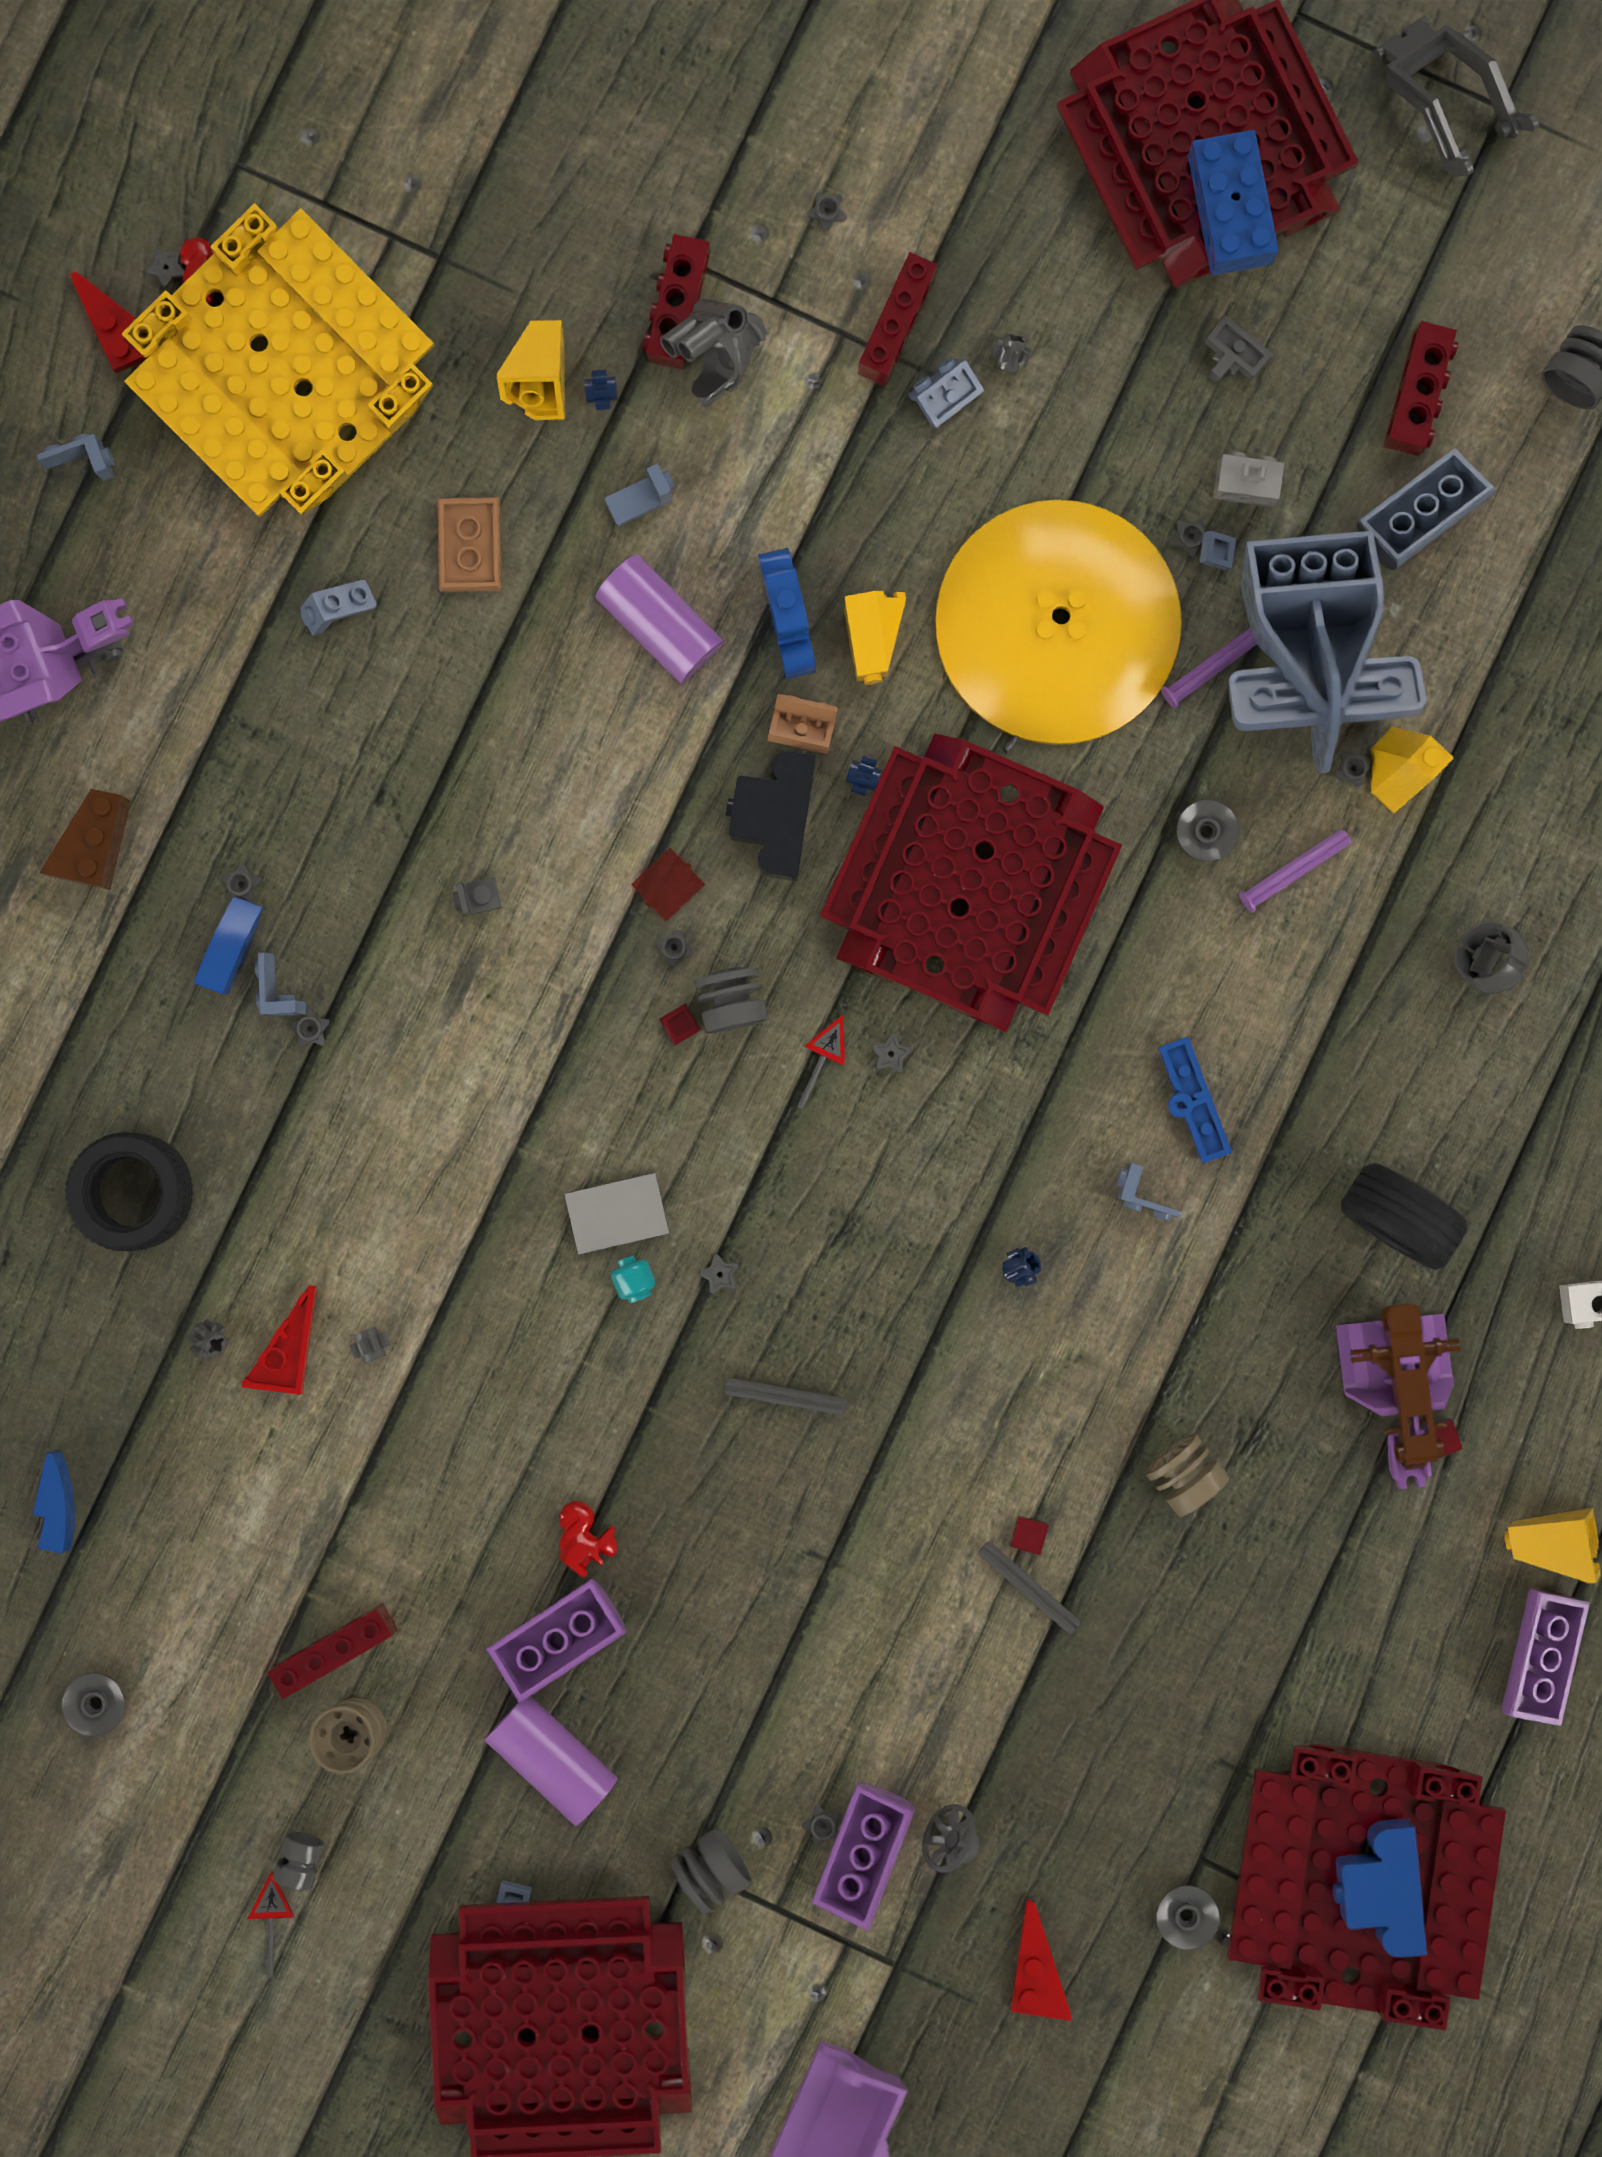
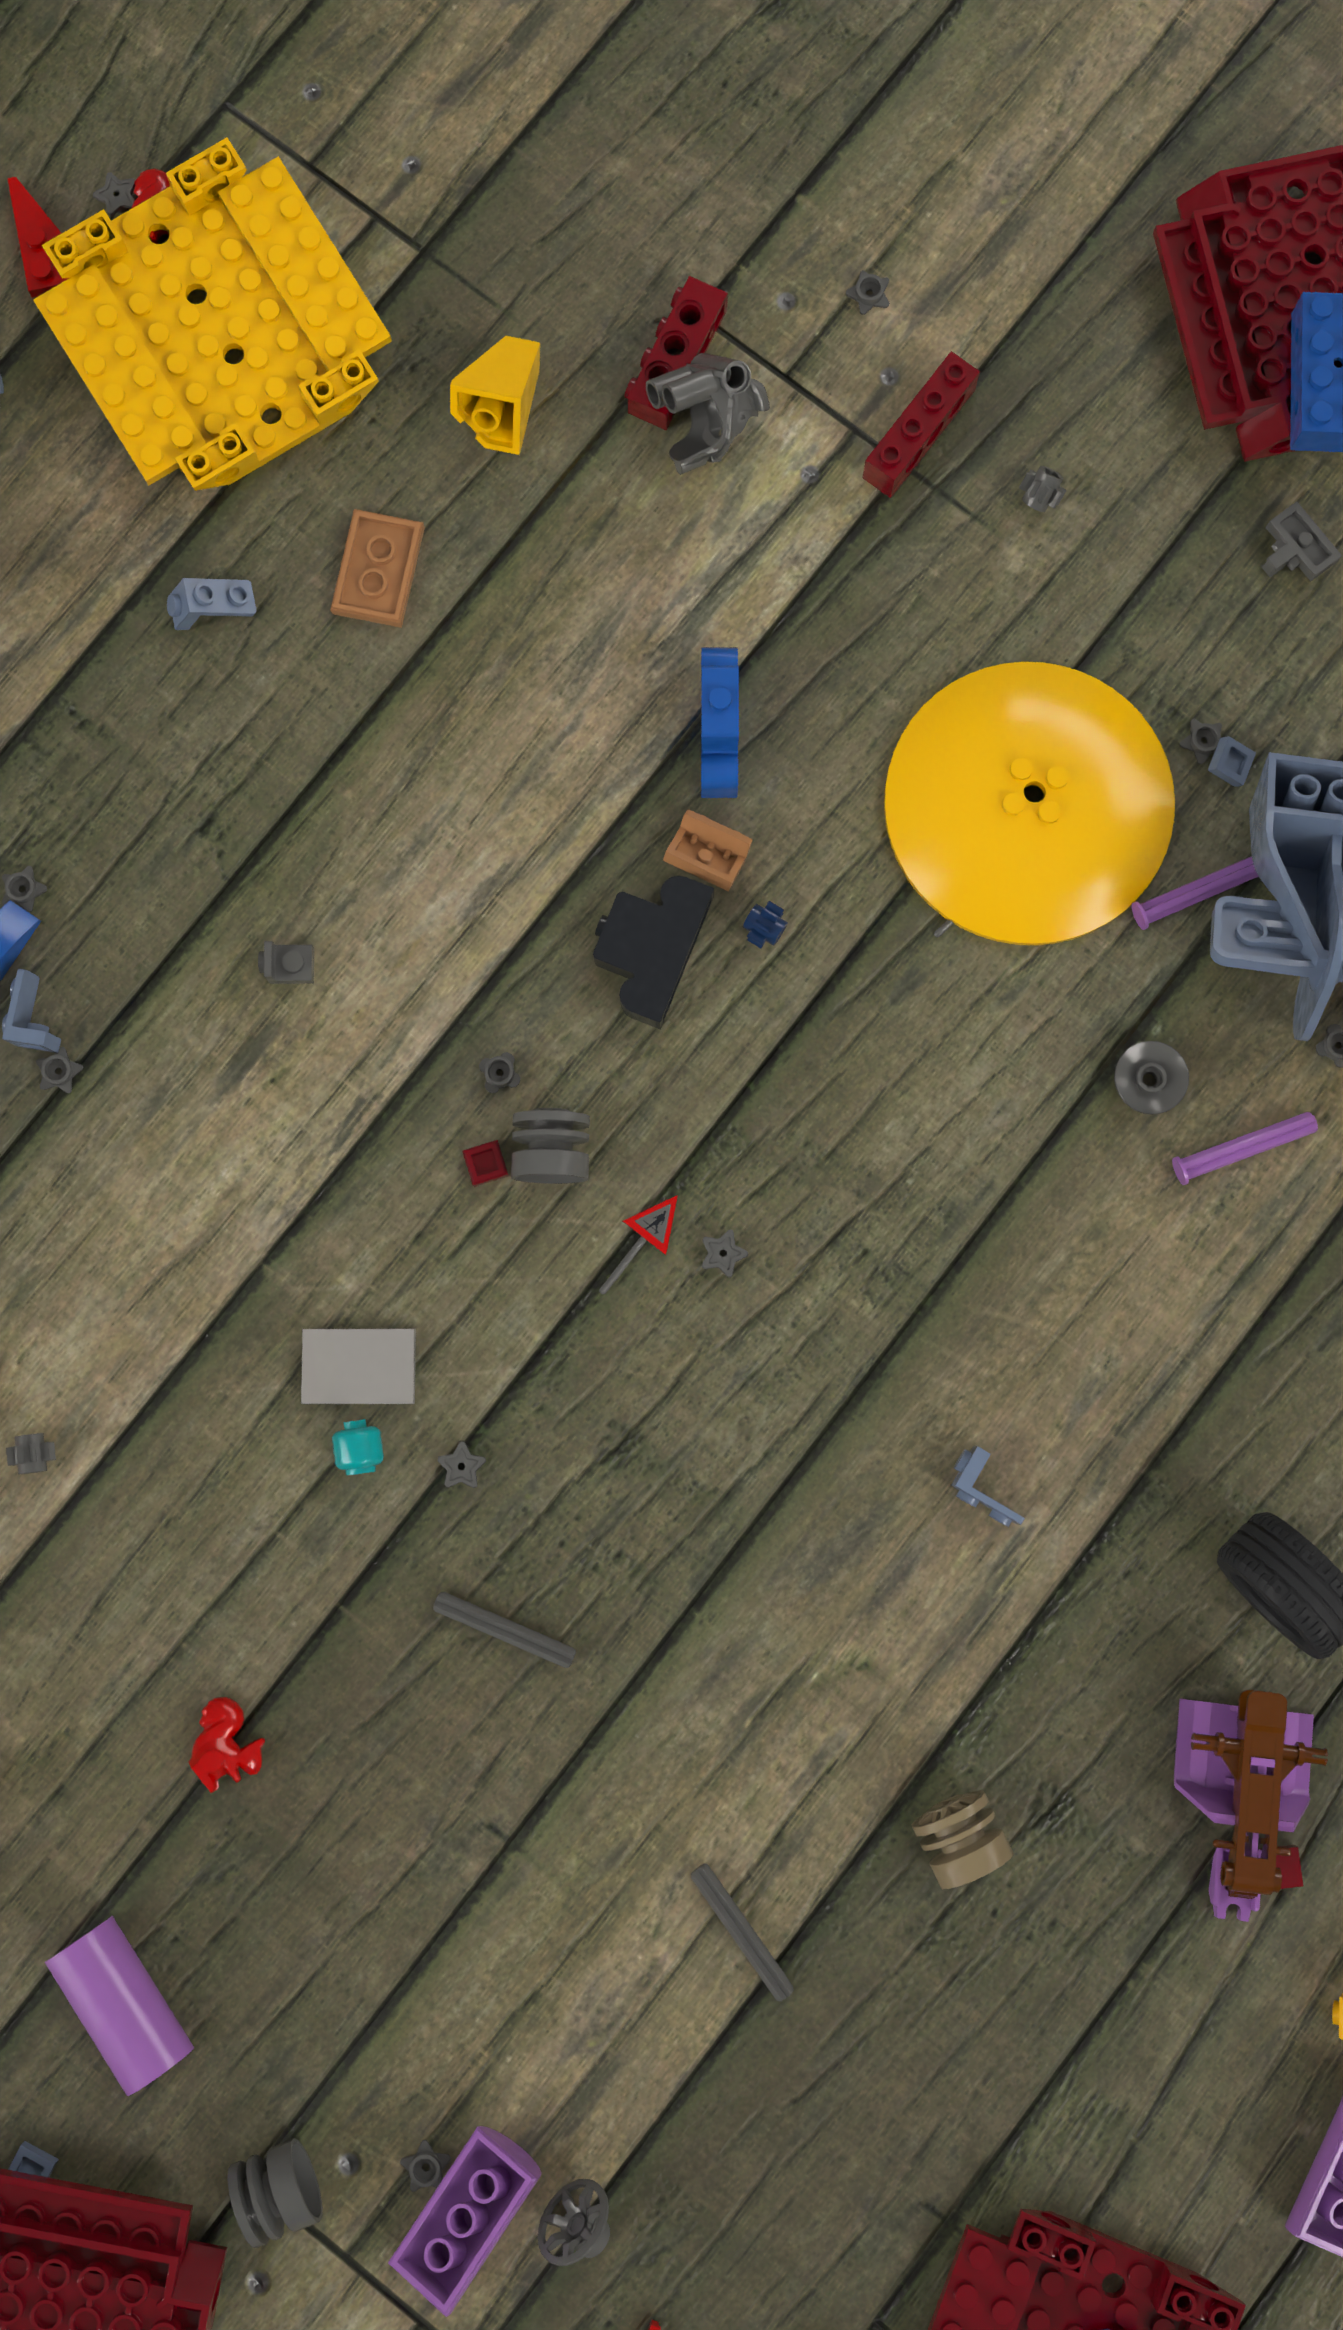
camera: 15 degrees right, 5 degrees down
(557, 1640) = (161, 1860): medium lavender brick -> none
(600, 389) = (567, 429): dark blue gear -> none
(641, 496) = (585, 557): sand blue bracket -> none
(658, 618) = (571, 696): medium lavender brick -> none
(668, 884) = (510, 999): clear red piece -> none
(872, 632) = (814, 763): yellow slope -> none
(921, 856) = (916, 1111): dark red slope -> none
(946, 390) = (959, 516): sand blue bracket -> none
(1021, 1267) = (819, 1540): dark blue gear -> none
(1029, 1535) = (756, 1867): dark red tile -> none
(1193, 1100) = (1067, 1389): blue hinge -> none
(1248, 479) = (1284, 689): light grey brick -> none

